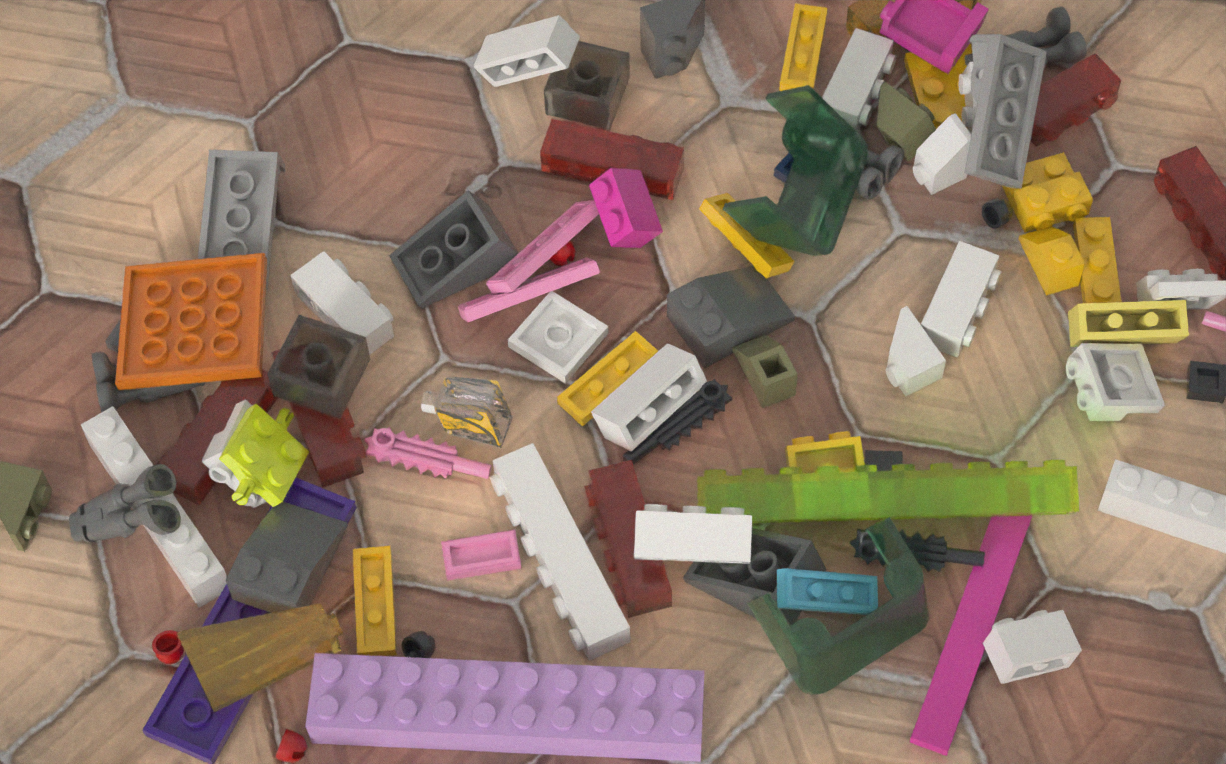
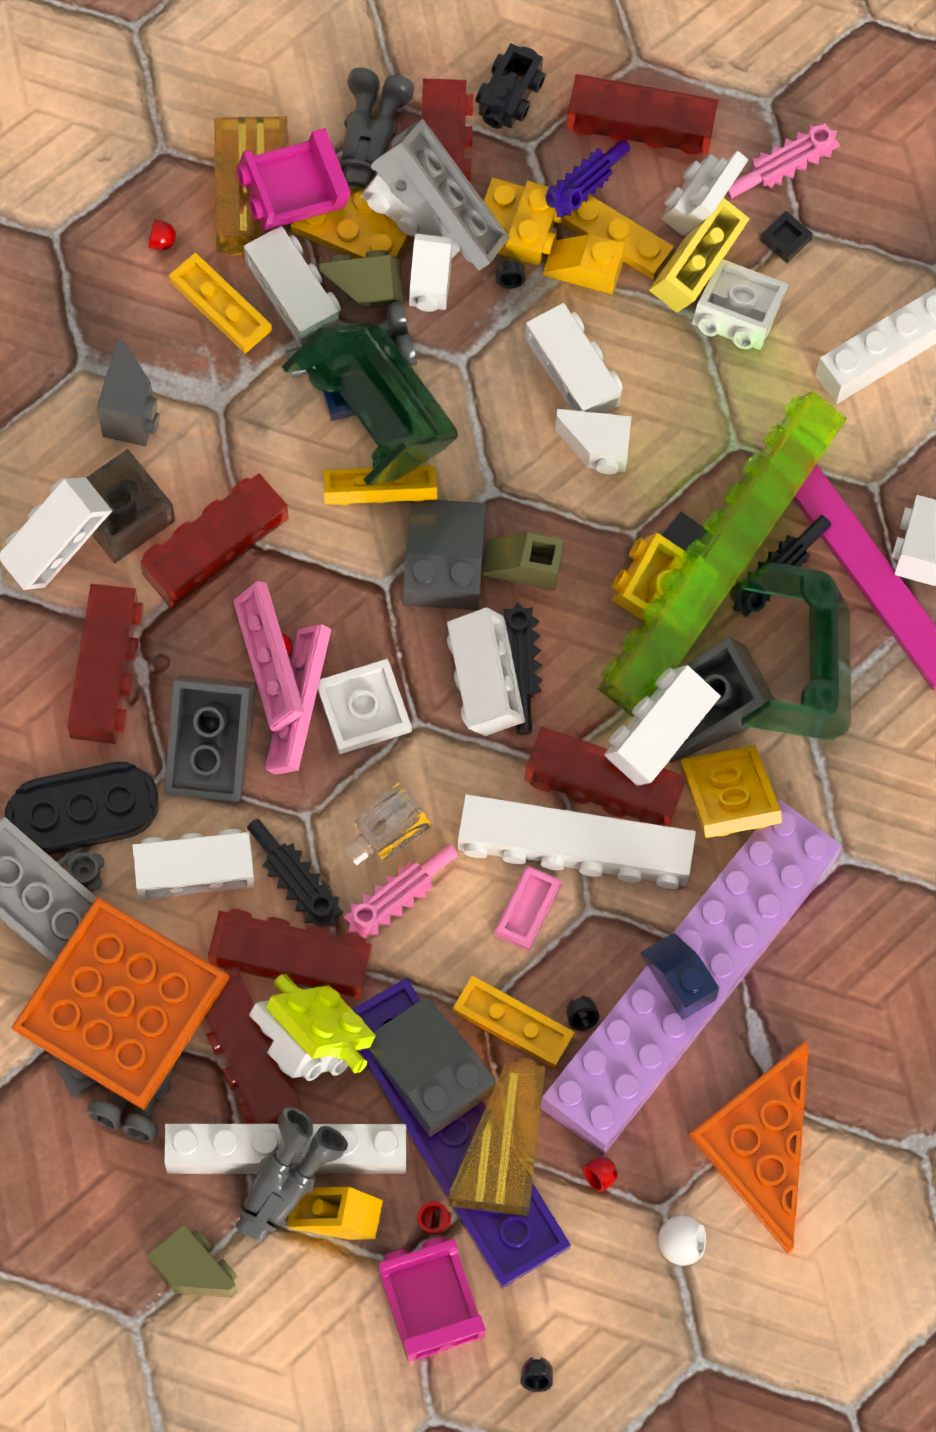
camera: 60 degrees left, 10 degrees up
(101, 688) = (430, 1298): none -> dark pink panel
(127, 575) = (337, 1213): none -> yellow slope
(287, 234) = (93, 863): none -> dark grey plate
(319, 366) = (271, 919): clear smoke brick -> none
(339, 212) = (84, 806): none -> black tile
(385, 377) = (294, 875): none -> black piece
(458, 152) = (103, 664): none -> clear red brick
(483, 685) = (681, 975): none -> dark blue slope
(605, 377) = (437, 692): yellow plate -> none
(625, 208) = (284, 563): dark pink brick -> none
(683, 630) = (731, 791): none -> yellow plate
(826, 591) = (776, 657): medium azure tile -> none
(1117, 207) = (584, 179): none -> dark purple piece
(1148, 115) = (504, 97): none -> black brick

